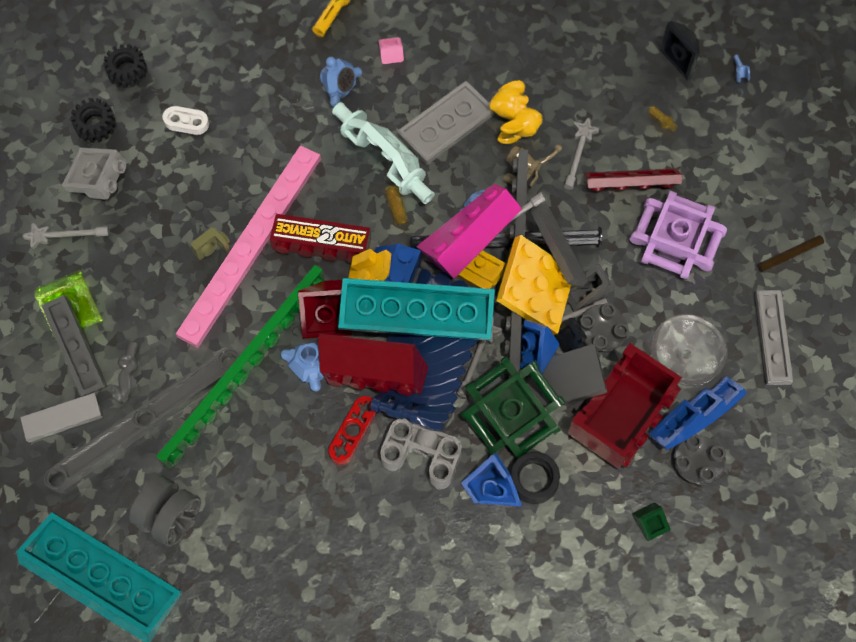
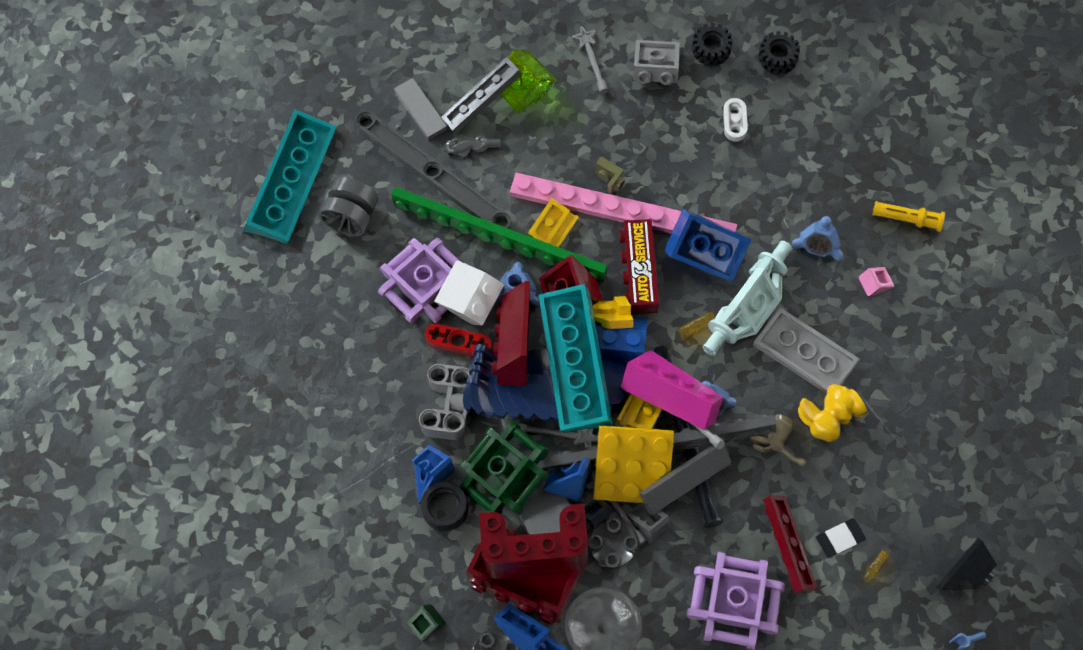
camera: 80 degrees right, 0 degrees up
(247, 310) = (553, 224): none -> yellow plate
(274, 449) = (419, 277): none -> lavender brick
(309, 401) = (469, 293): none -> white slope
(317, 173) = (707, 245): none -> blue slope
(584, 132) = (834, 489): light grey piece -> none
(629, 344) = (534, 553): none -> dark red windscreen
(630, 140) = (840, 537): none -> sticker

